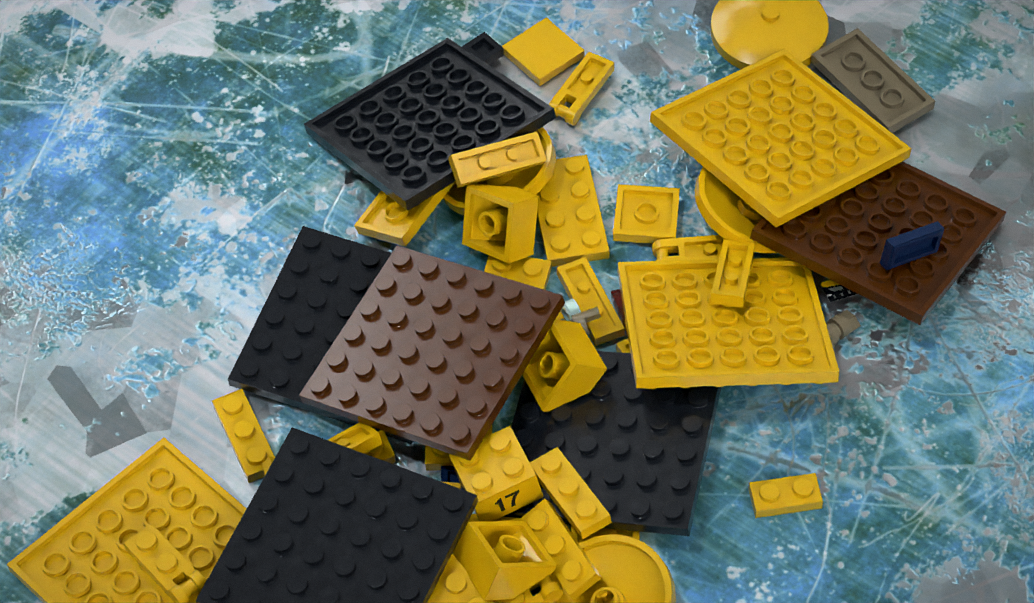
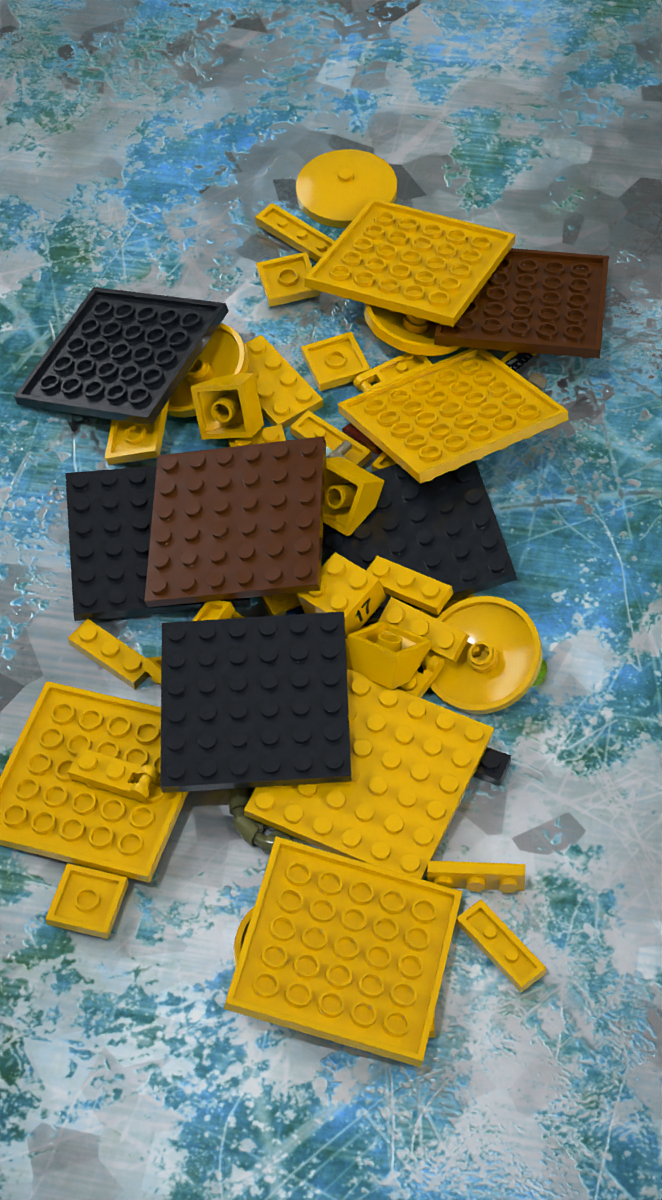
camera: 25 degrees left, 0 degrees up
(485, 48) = (129, 282): black plate -> none
(497, 159) = (204, 357): yellow plate -> none
(543, 51) = (176, 270): yellow tile -> none
(581, 87) = (227, 282): yellow plate -> none
(642, 96) = (284, 279): none -> yellow plate
(684, 53) = (293, 231): none -> yellow plate
(732, 274) = (437, 375): yellow plate -> none
(785, 495) = (564, 524): yellow plate -> none
(872, 80) = (450, 196): dark tan plate -> none
(911, 245) = (562, 301): dark blue tile -> none

